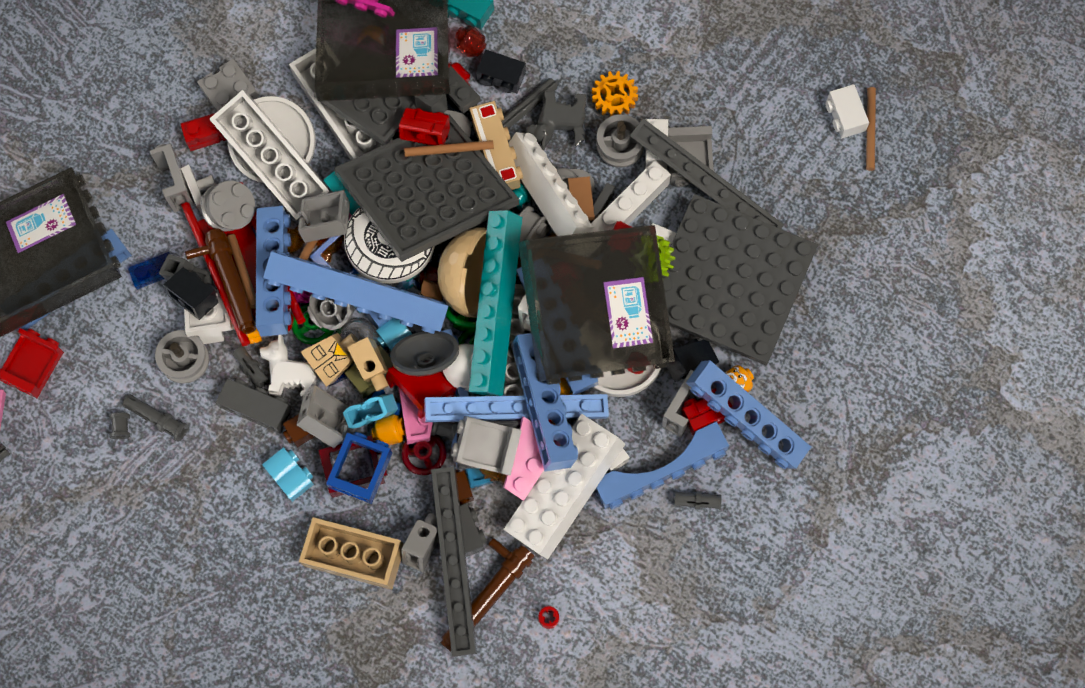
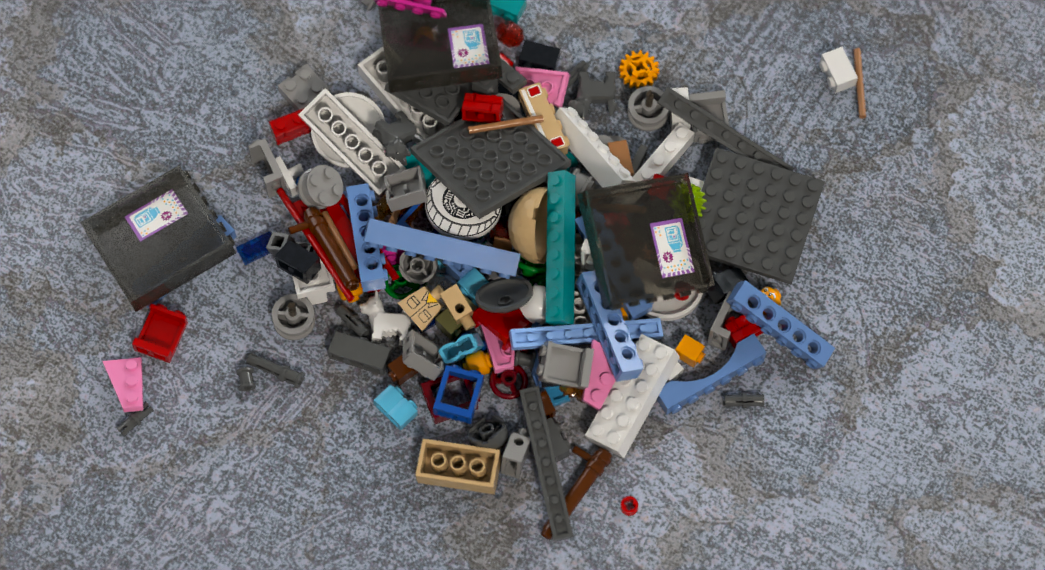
camera: 10 degrees left, 5 degrees down
(322, 151) = (396, 136): none -> dark grey animal
(391, 517) = (489, 433): none -> dark grey cylinder
(512, 101) = (553, 81): none -> bright pink wing
(639, 435) = (690, 351): none -> light orange brick

